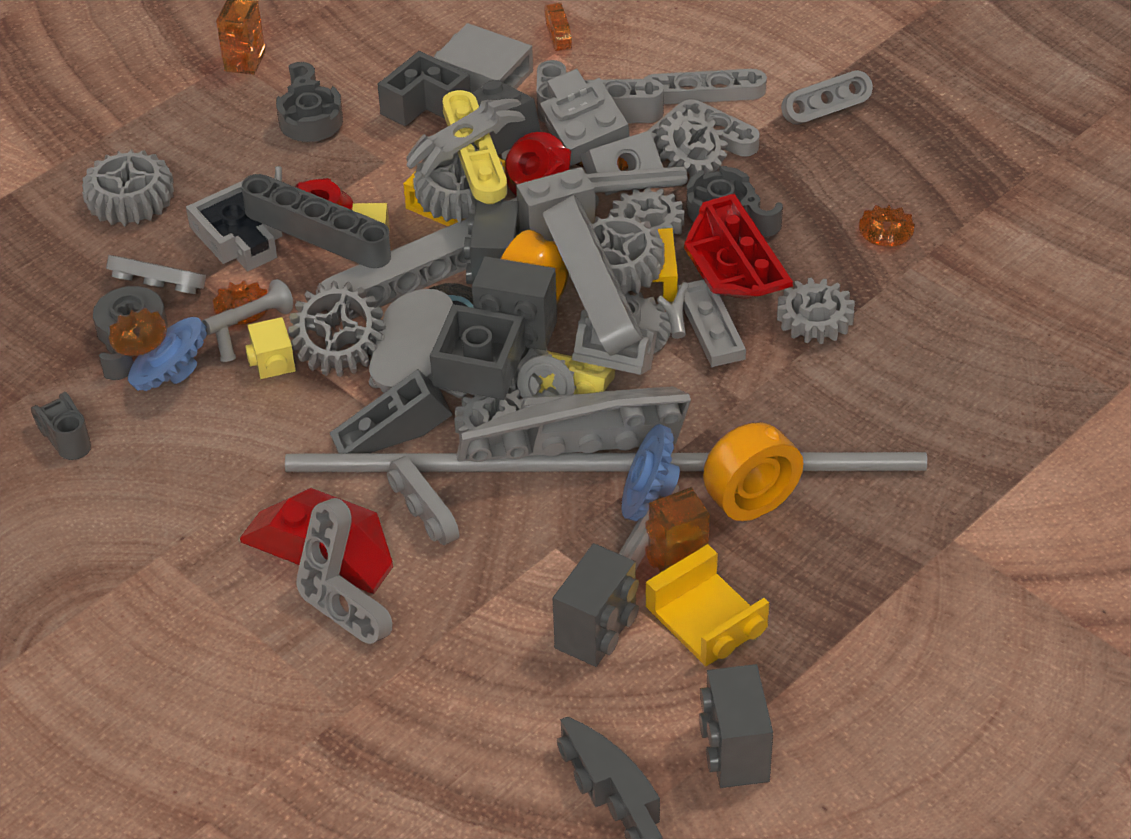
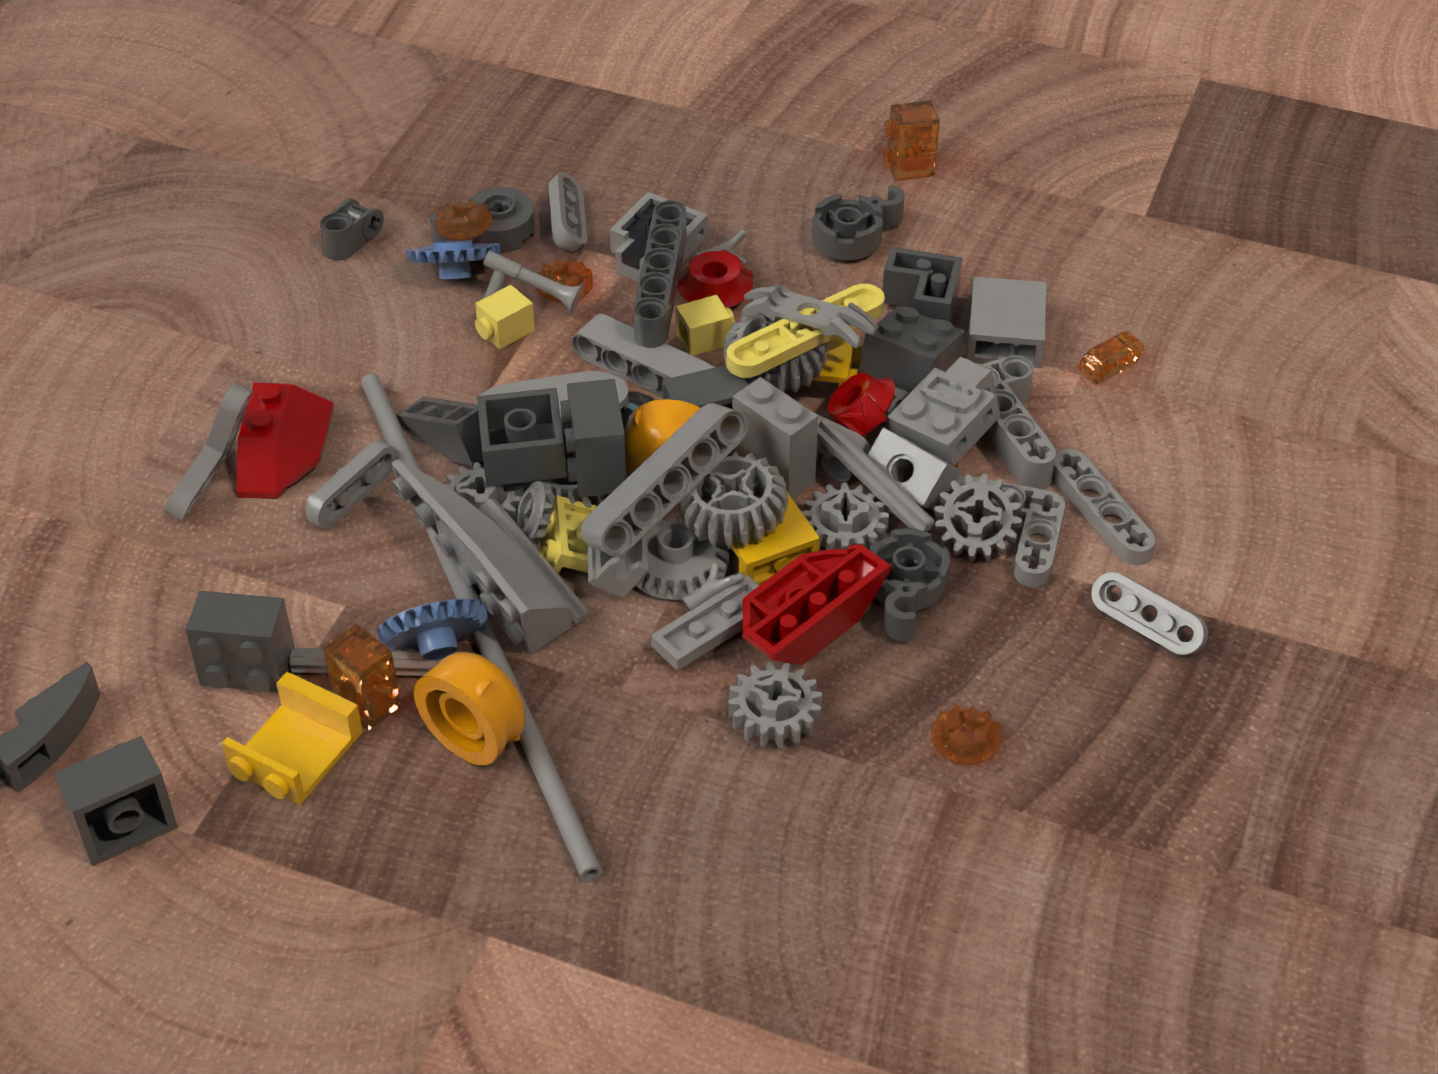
camera: 65 degrees right, 0 degrees up
(128, 187) = (669, 155): light grey gear -> none
(310, 318) = (539, 341): light grey gear -> none

